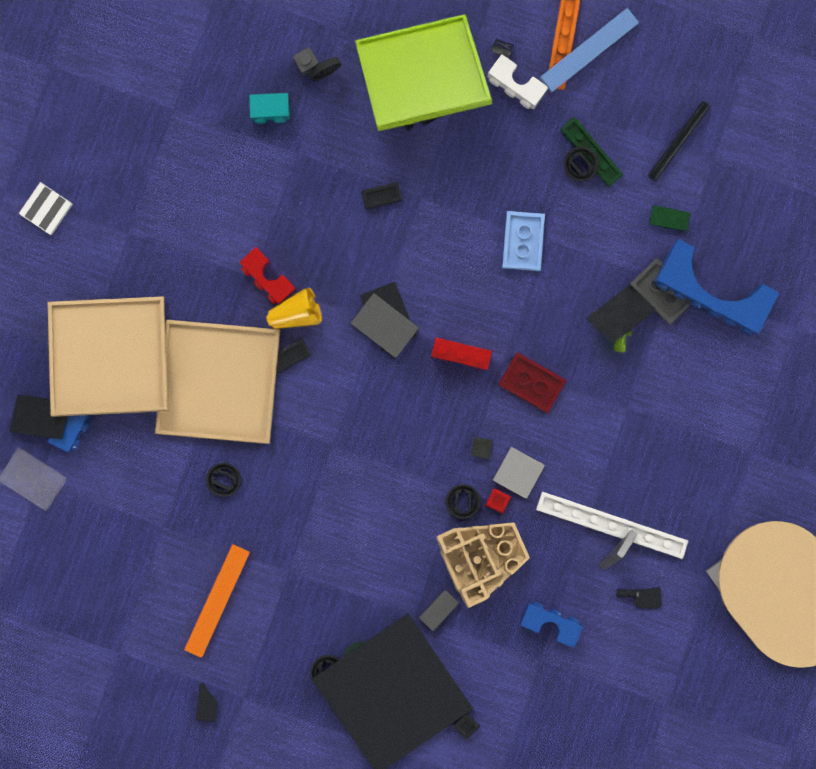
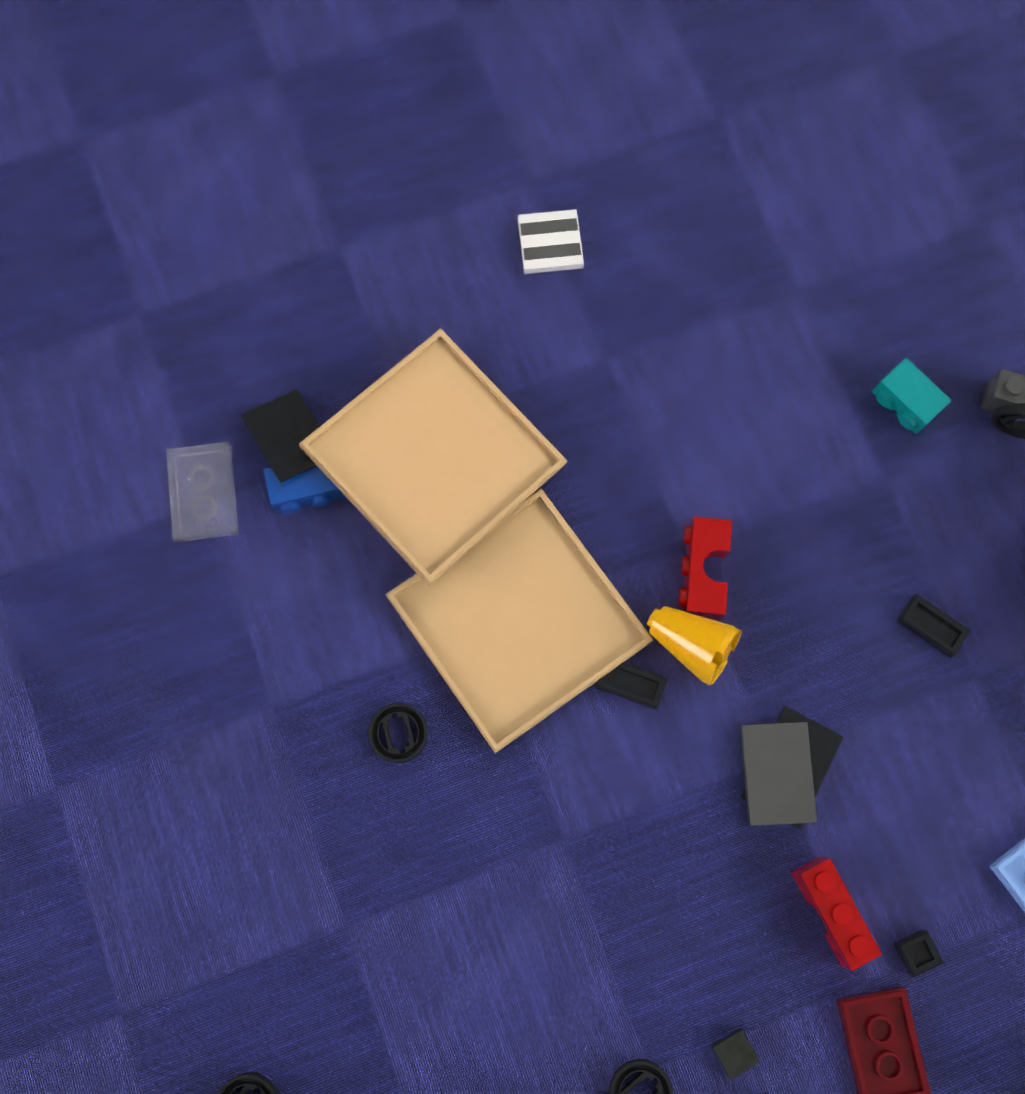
camera: 45 degrees right, 10 degrees down
(206, 705) = (69, 971): black tile -> none
(217, 600) = (226, 862): orange tile -> none
(509, 332) = (918, 953): none -> black tile

